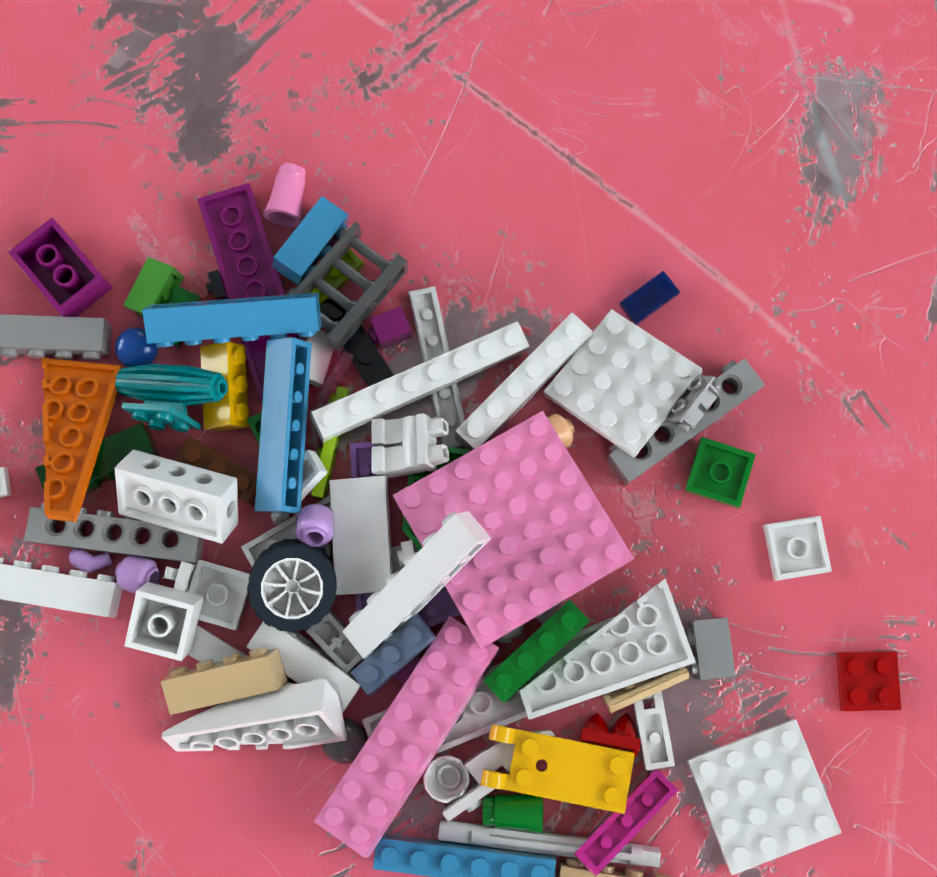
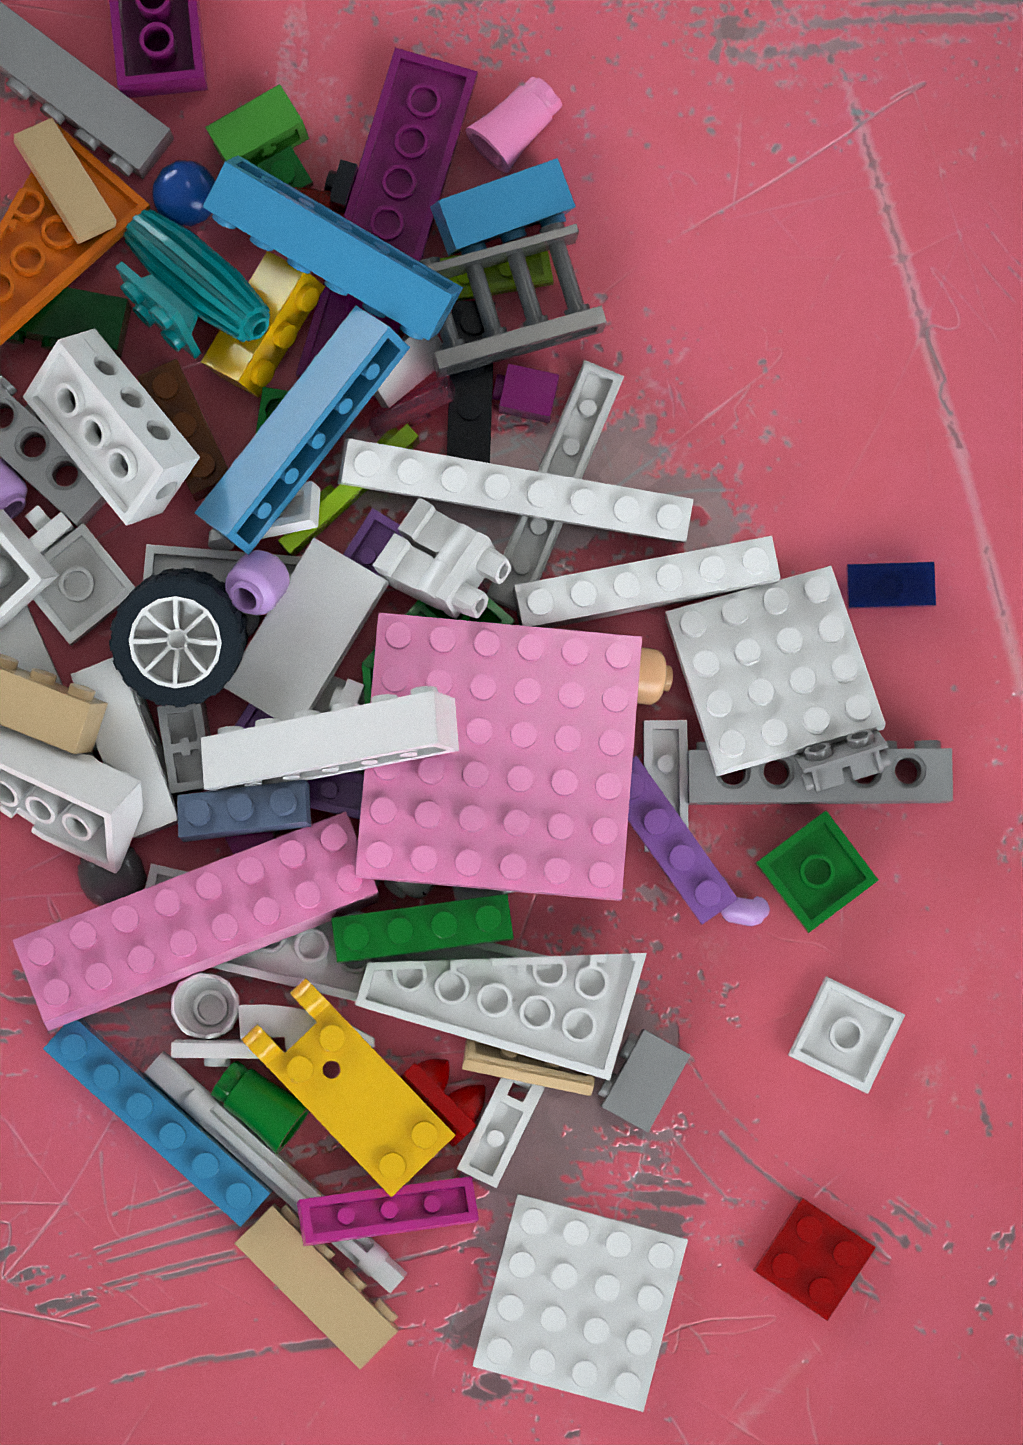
camera: 30 degrees right, 5 degrees up
(64, 383) = (64, 180): none -> tan tile
(608, 483) = (667, 761): none -> white plate
(641, 512) = (675, 847): none -> medium lavender plate
(691, 522) = (746, 911): none -> lavender arm

